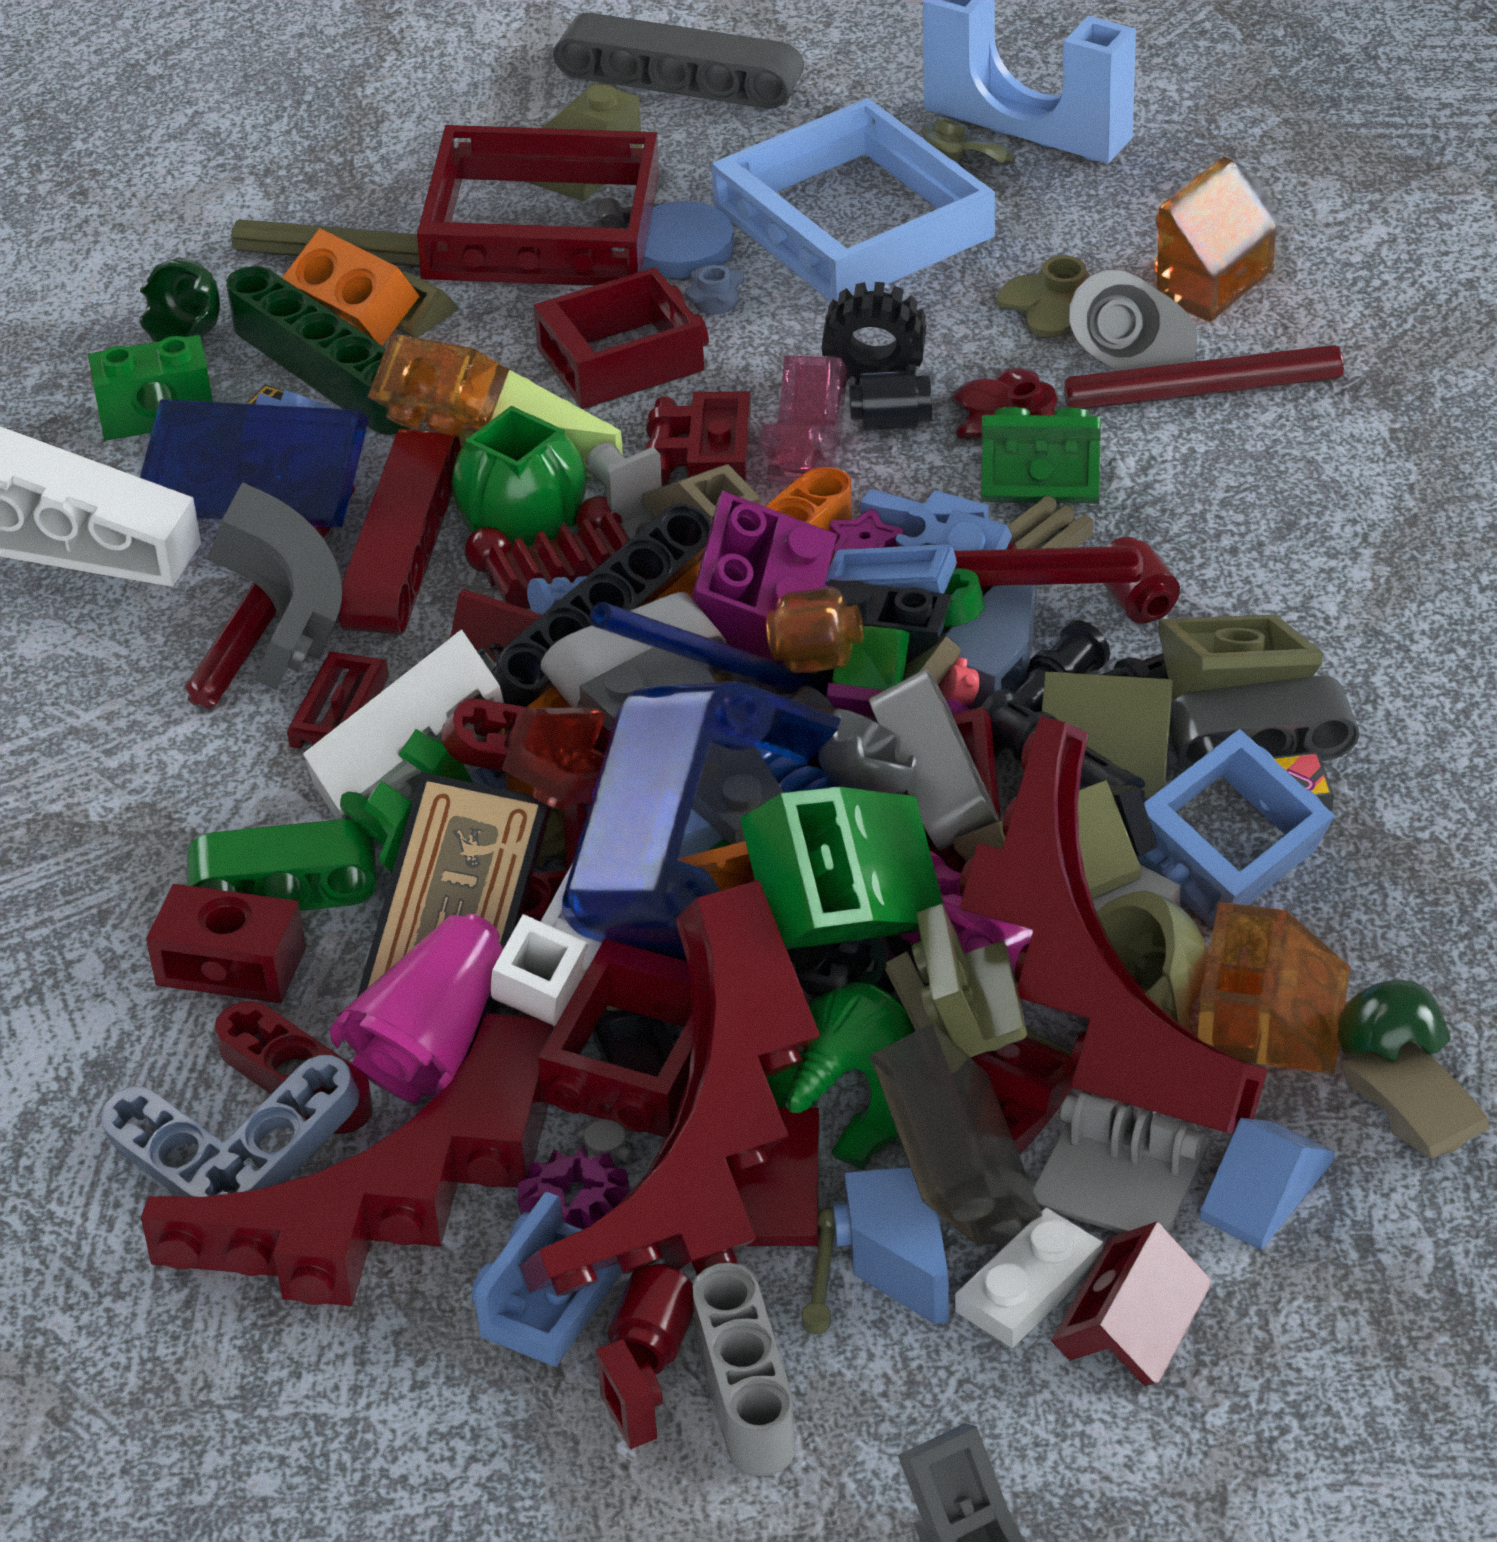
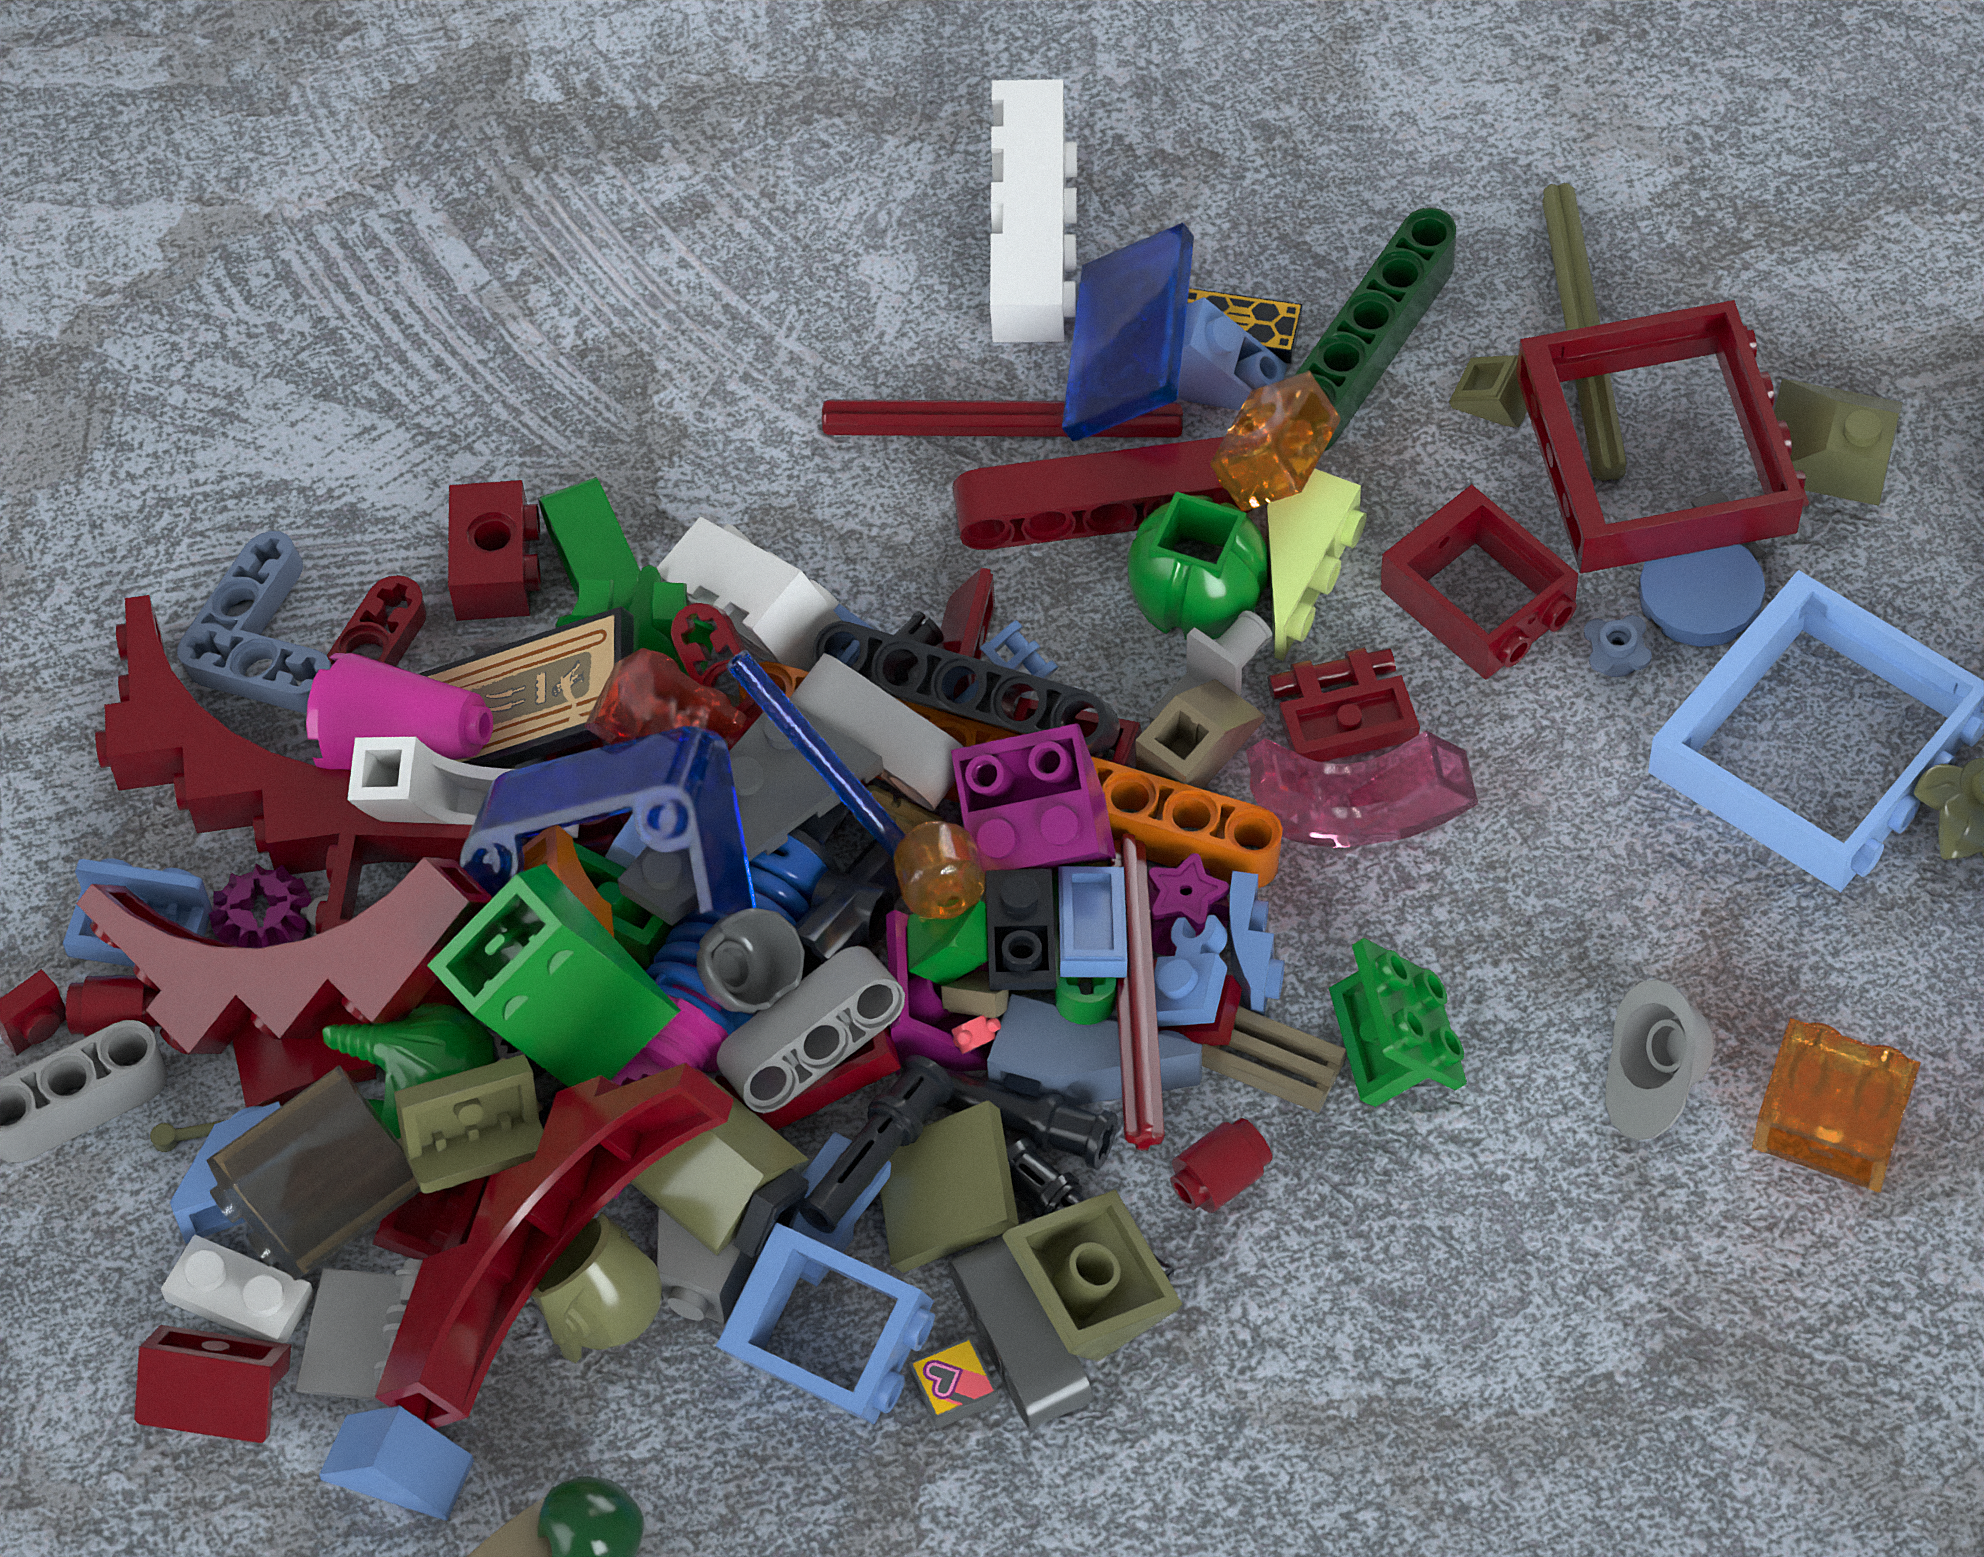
camera: 75 degrees right, 15 degrees up
(122, 377) = (1252, 212): green brick -> none
(180, 300) = (1396, 188): dark green hair -> none
(292, 566) = (977, 434): dark grey arch -> none
(353, 284) = (1468, 318): orange brick -> none
(369, 670) = (851, 537): dark red tile -> none
(567, 556) = (1103, 645): dark red gear -> none
(879, 311) = (1535, 811): black tyre -> none
(891, 400) = (1456, 862): black brick -> none
(1011, 389) = (1505, 972): dark red plate -> none
(1045, 295) = (1714, 971): olive plate -> none
(1203, 377) = (1622, 1161): dark red axle -> none
(1271, 990) = (611, 1407): clear orange slope -> none

